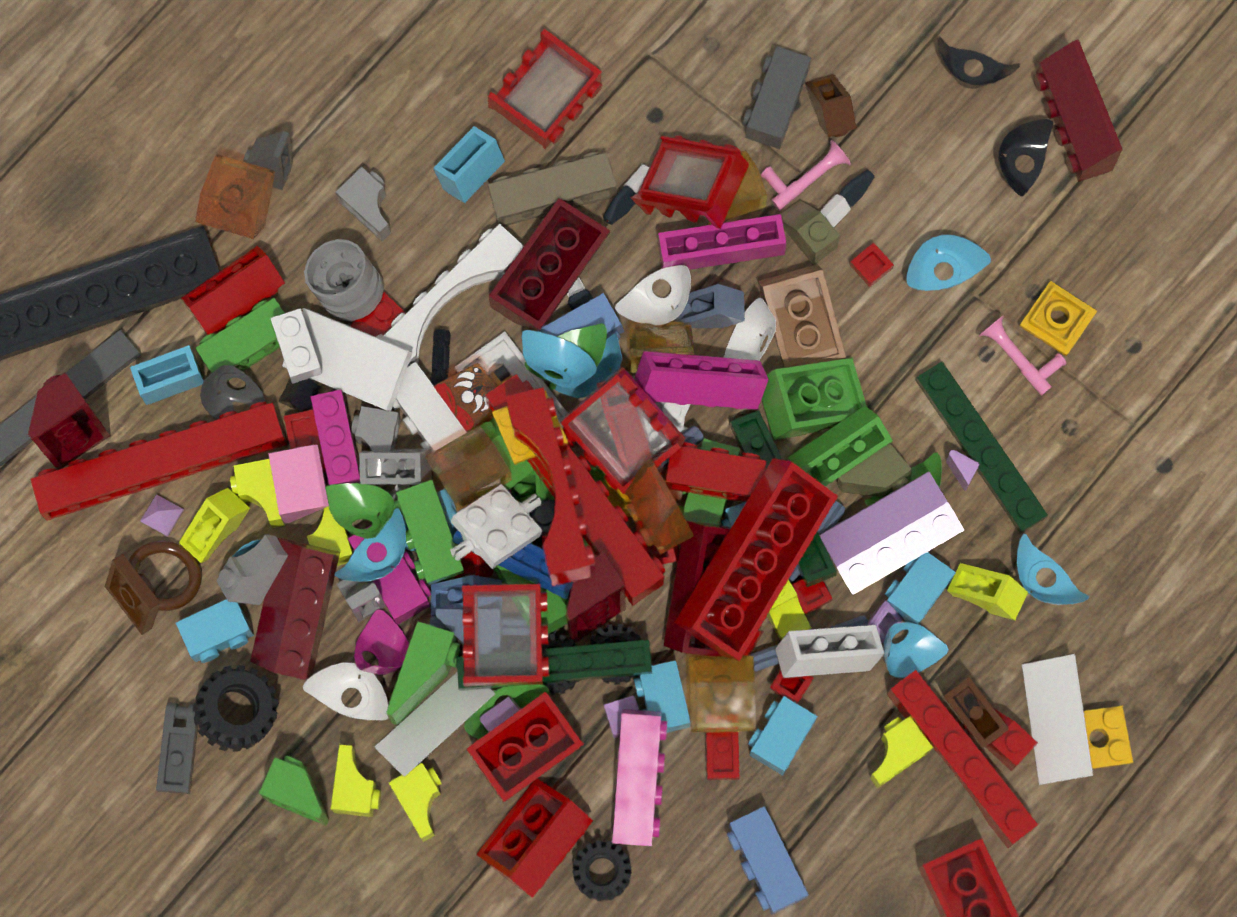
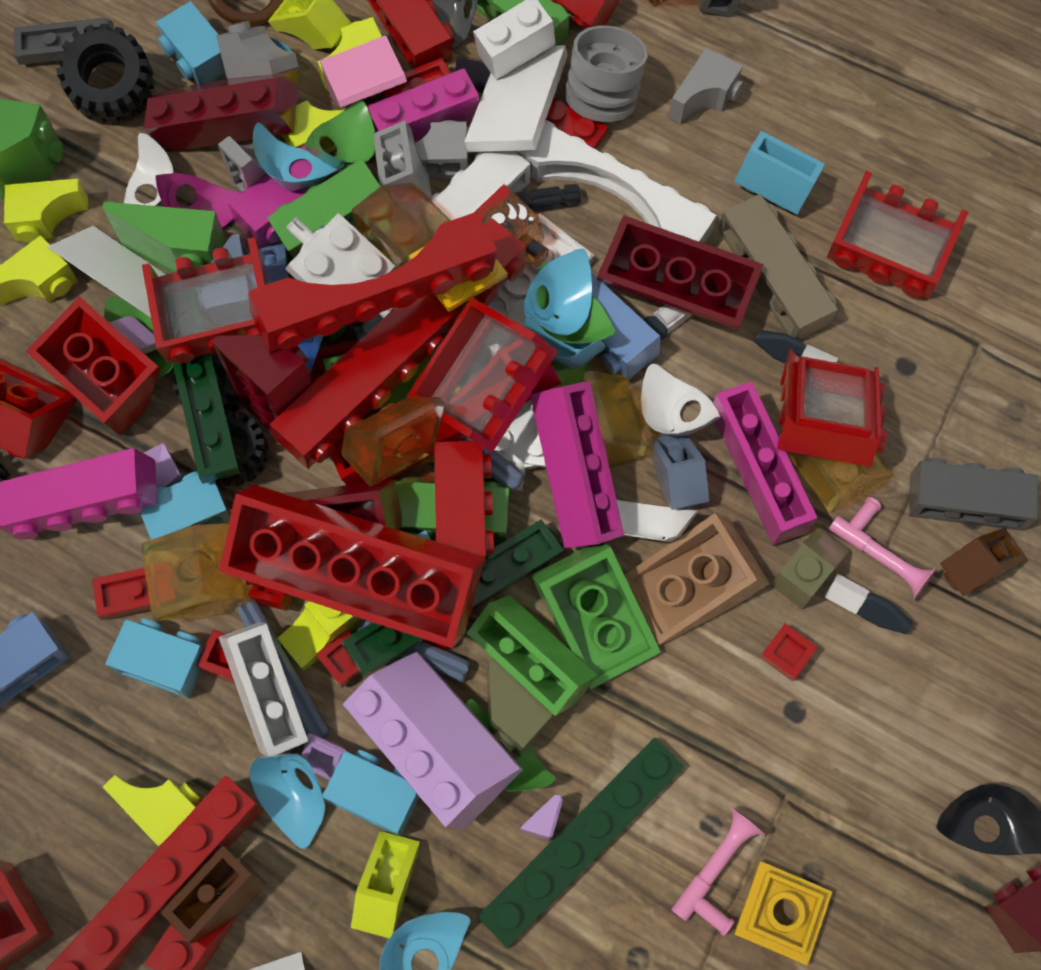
camera: 75 degrees right, 5 degrees down
(959, 252) = (802, 716): medium azure piece -> none

